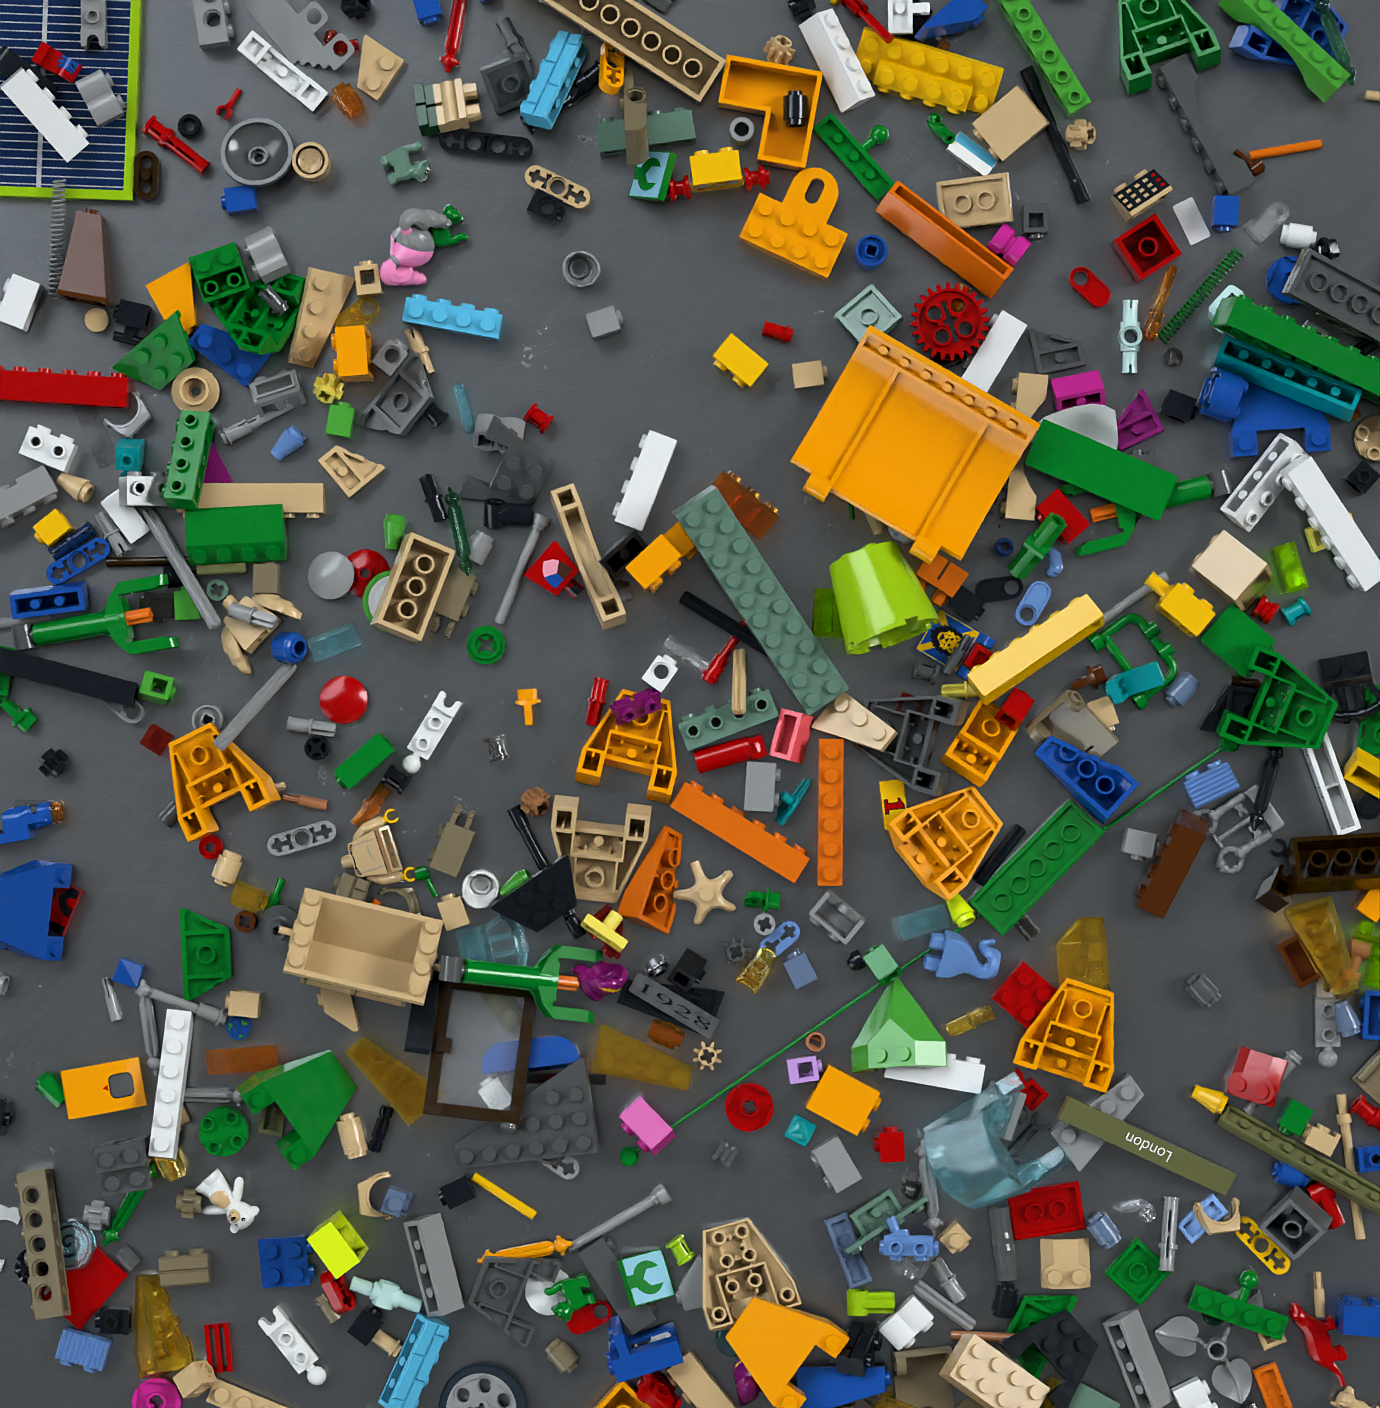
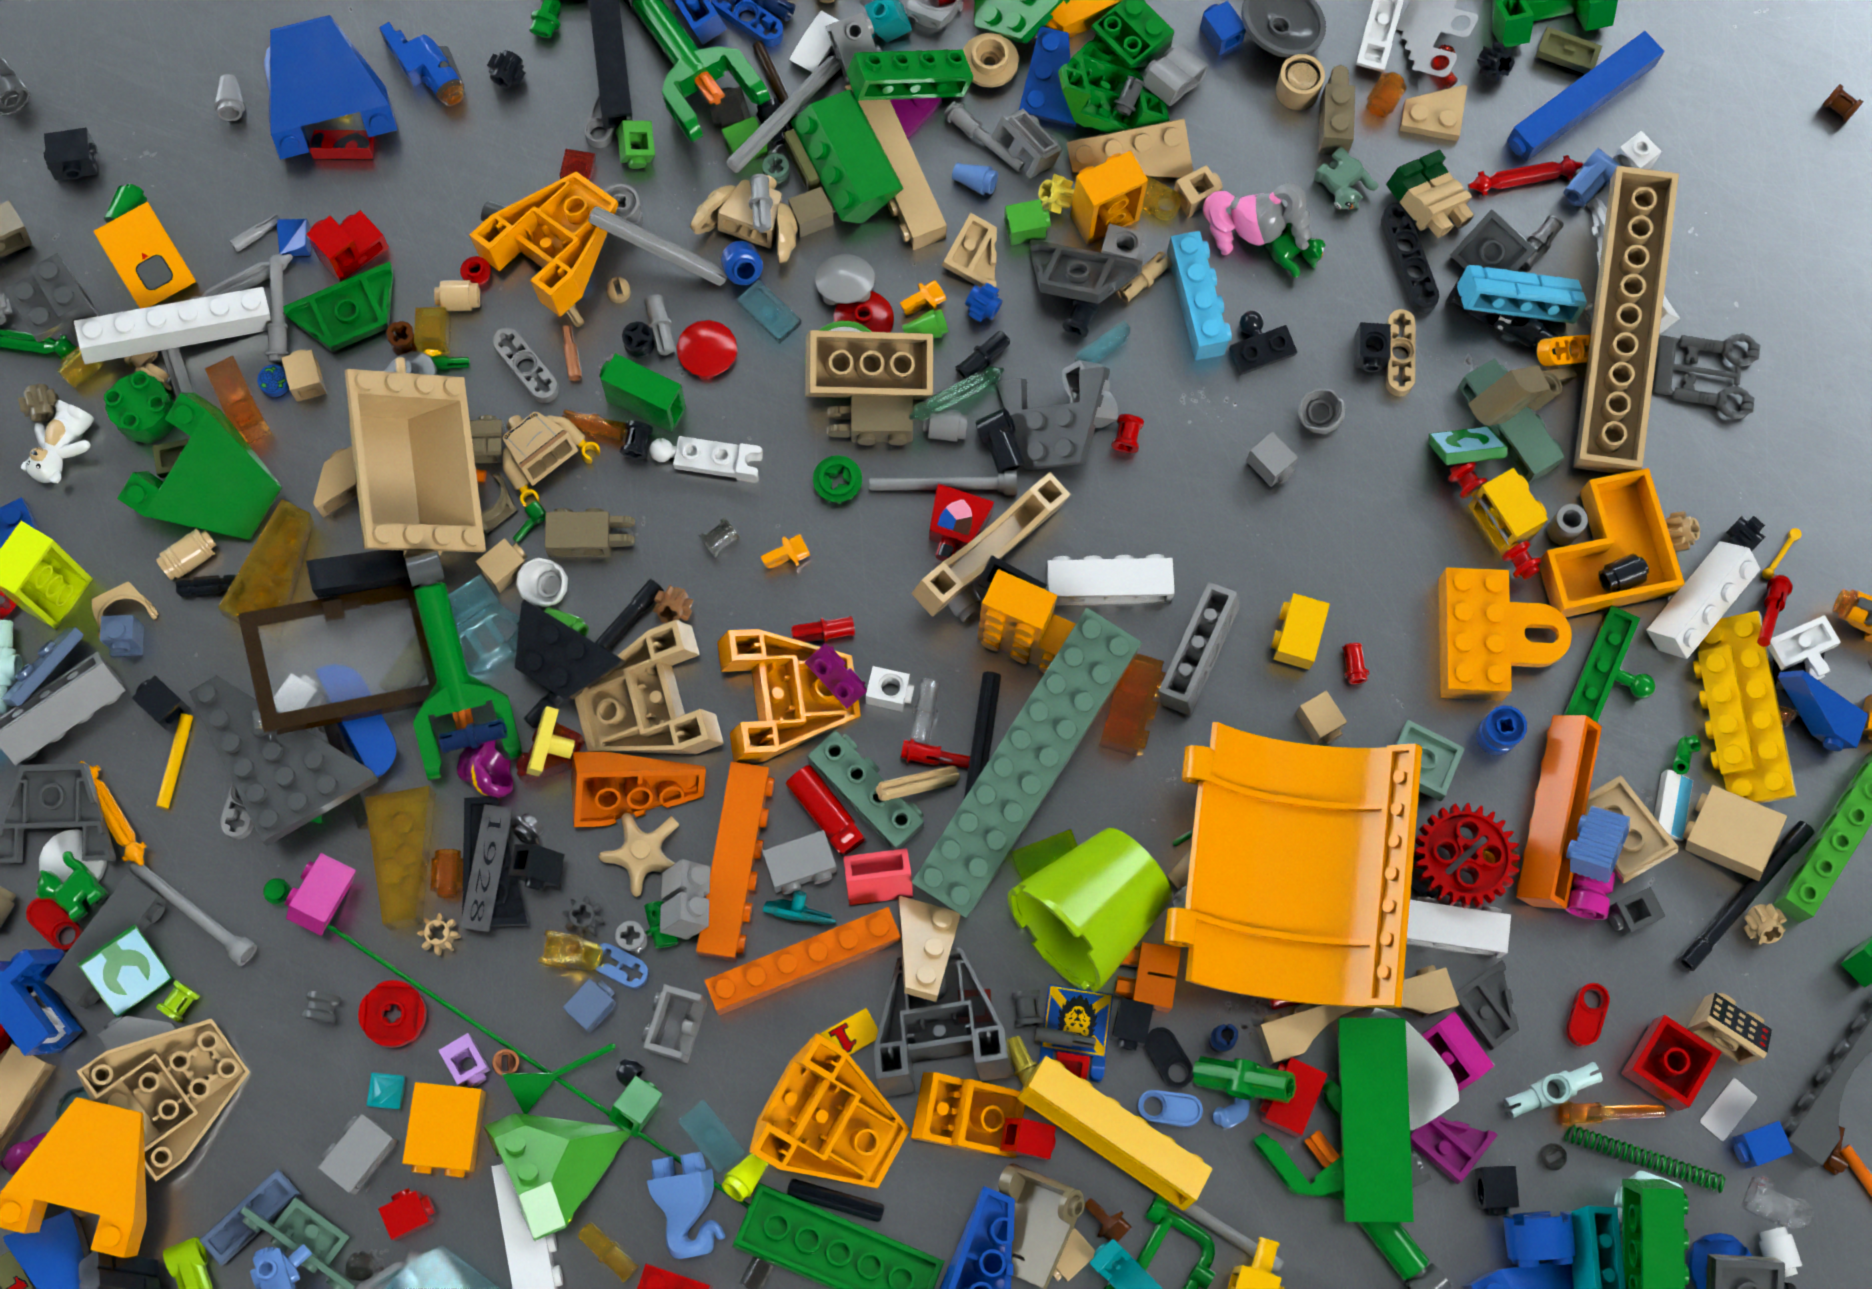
camera: 60 degrees right, 15 degrees down
(112, 534) = (790, 37): light grey axle -> none
(154, 934) = (347, 246): none -> red brick
(202, 1111) = (156, 372): none -> tan plate
(267, 752) = (611, 291): none -> tan hinge
(349, 146) = (1337, 113): none -> dark tan hinge
(369, 517) = (929, 294): none -> light orange piece
(393, 480) = (983, 302): none -> blue gear
(397, 1263) = (33, 675): none -> sand blue plate
(511, 288) = (1261, 348): none -> black plate
(578, 979) = (473, 735): none -> dark blue pin
(723, 440) = (1199, 648): none -> light grey brick
(766, 876) = (689, 910): none -> light grey piece
(838, 1032) = (530, 1086): none -> green piece
(981, 227) = (1598, 843): none -> medium blue brick

